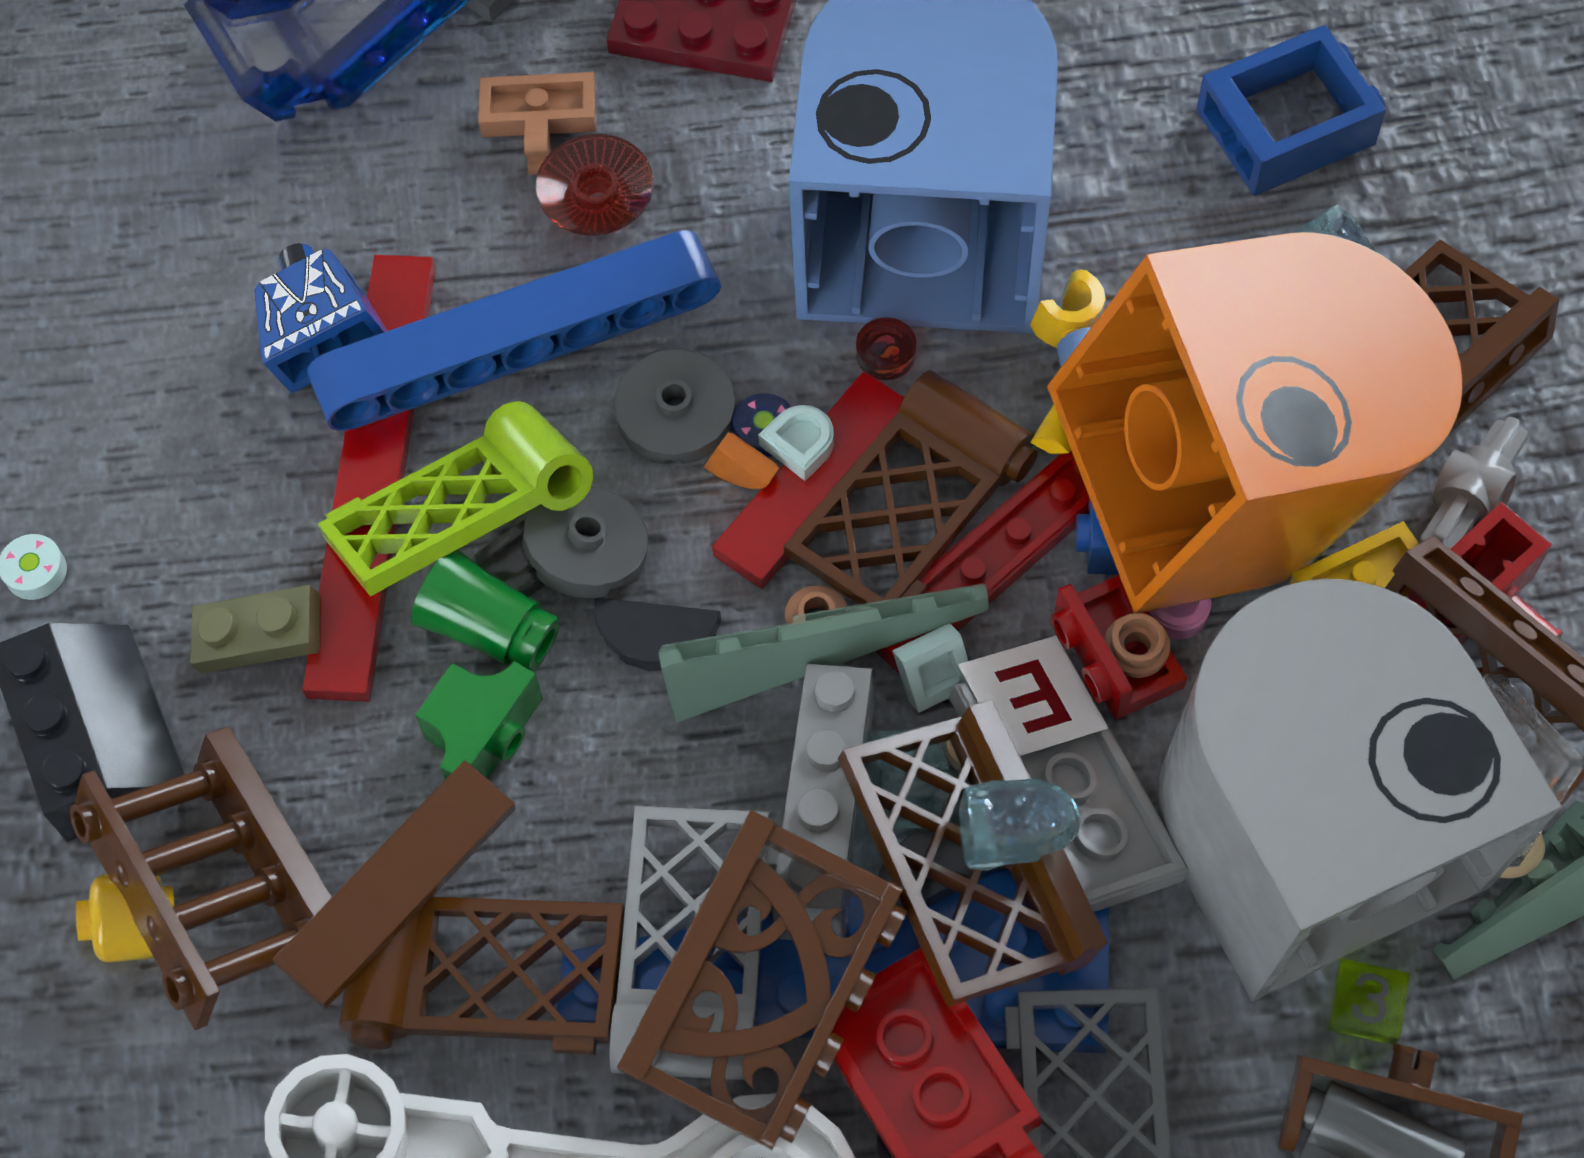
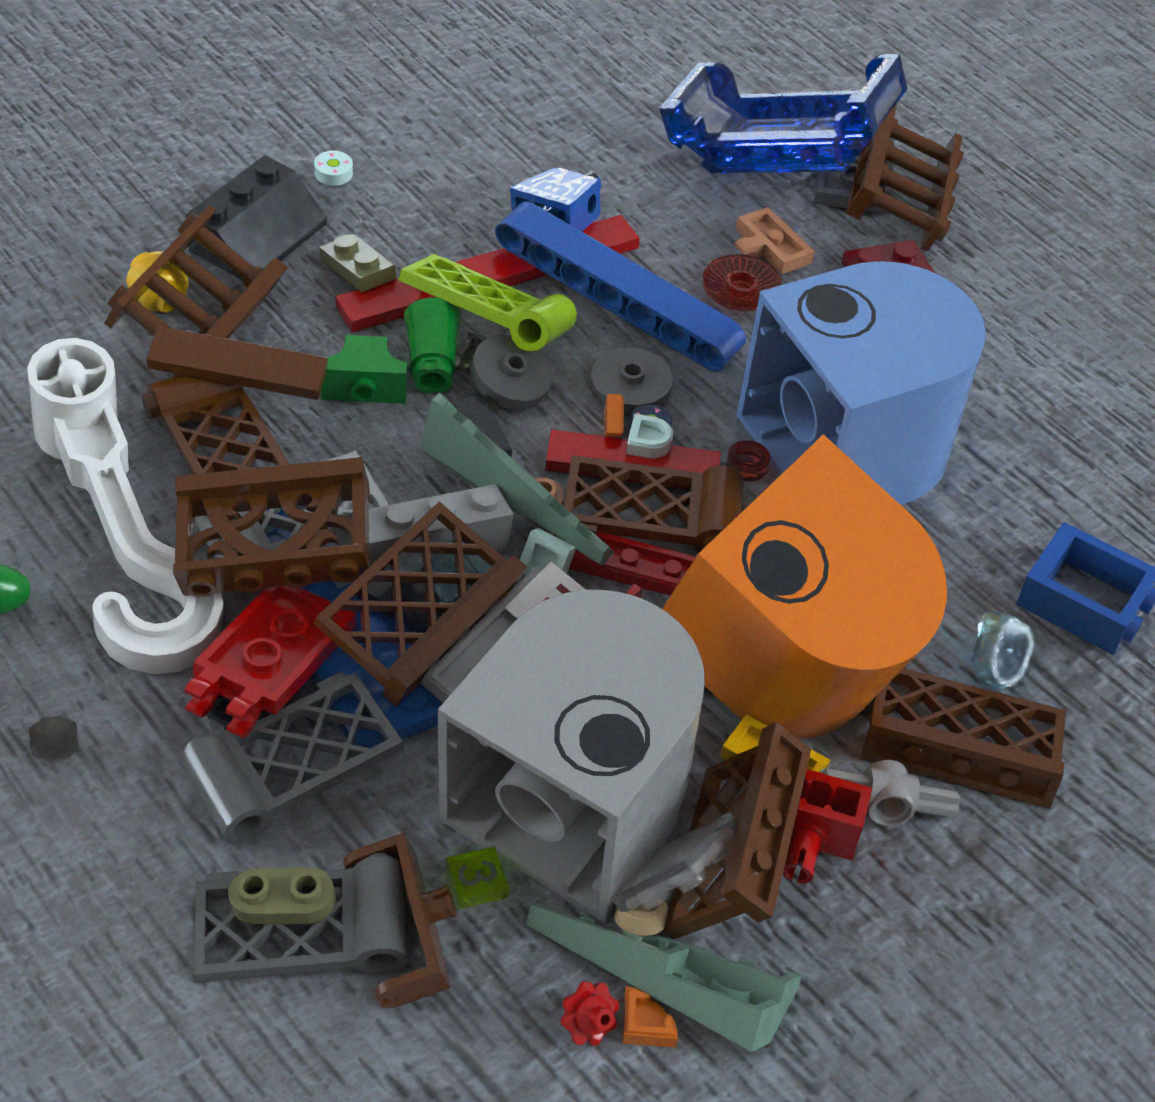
camera: 50 degrees right, 15 degrees down
(1015, 822) = (443, 592): clear light blue rock -> none

